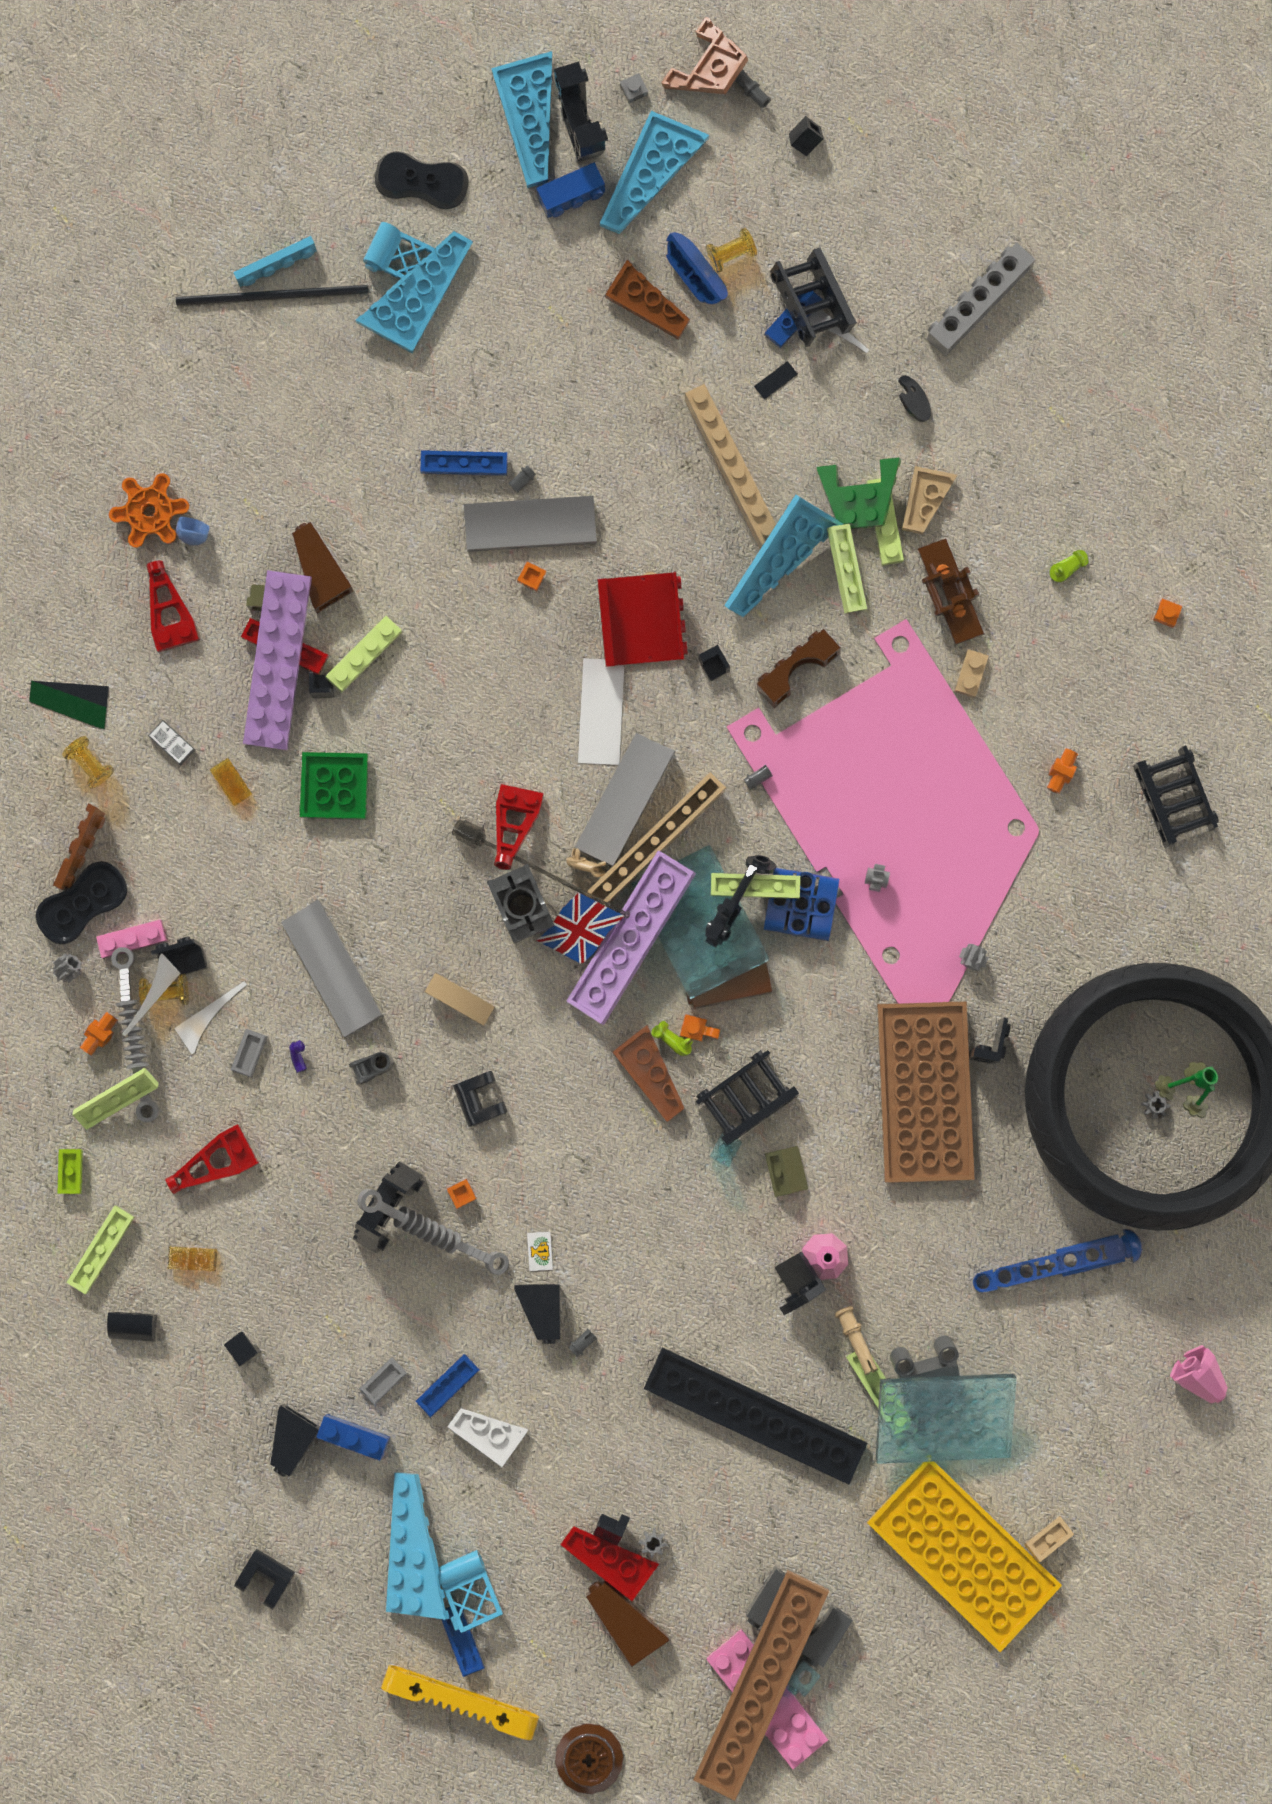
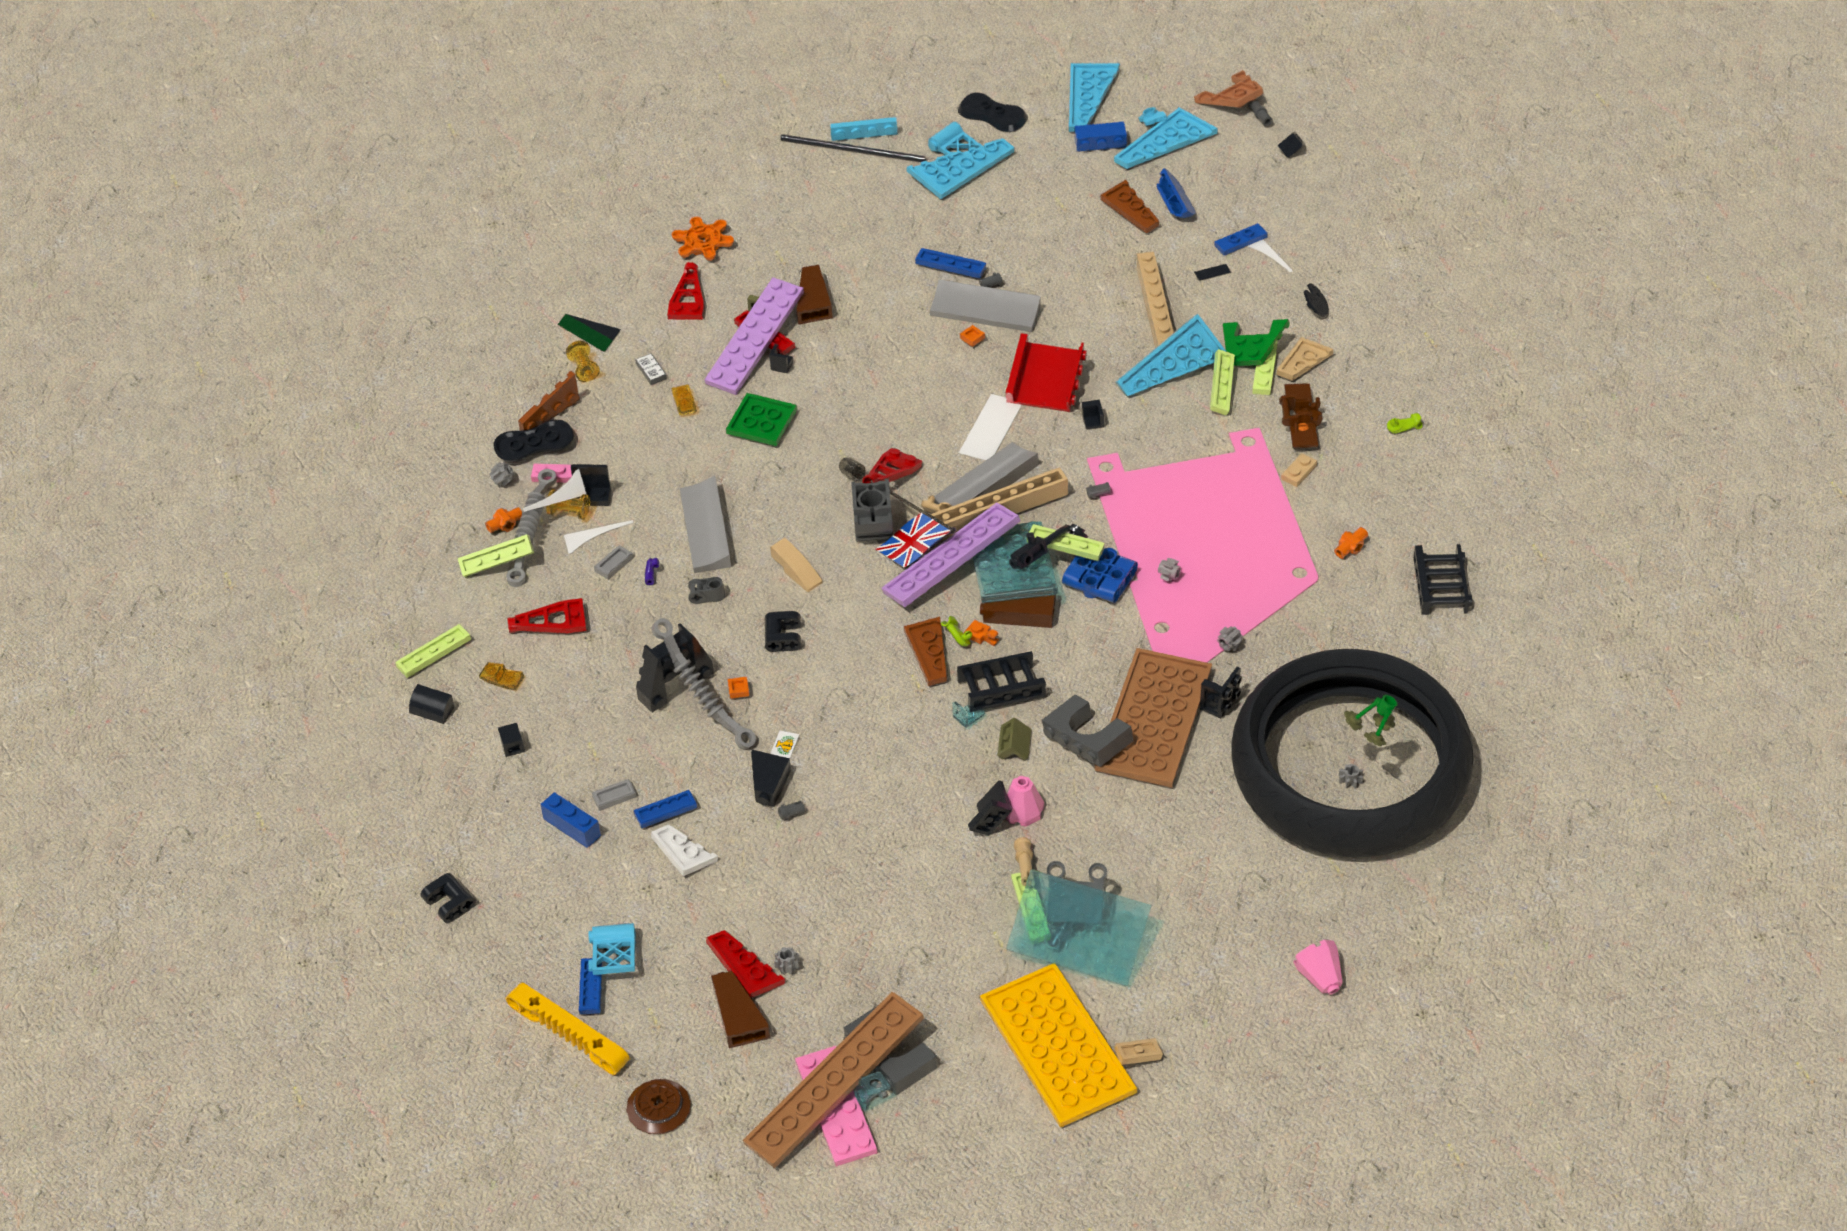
camera: 20 degrees right, 35 degrees down
(70, 1171) = (436, 597): lime plate -> none
(192, 531) = (727, 255): medium blue hair -> none
(291, 1440) = (518, 810): black slope -> none
(363, 654) = (822, 350): yellowish green plate -> none
(413, 1563) = (579, 913): medium azure wing -> none
(586, 137) = (1122, 85): black wedge -> none
(611, 1529) = (756, 940): black panel -> none
(621, 135) = (1152, 115): none -> medium azure animal
(634, 88) = (1172, 96): light grey plate -> none
(731, 250) = (1207, 190): clear yellow piece -> none
(755, 1415) = (916, 897): black plate -> none
(818, 650) = (1177, 425): reddish brown arch -> none
(826, 283) = (1272, 221): black fence -> none
(884, 1166) = (1095, 747): none -> dark grey arch
(1013, 256) = (1391, 257): light grey brick -> none
(1114, 1249) = (1277, 858): blue piece -> none
(1167, 613) = (1476, 470): orange plate -> none

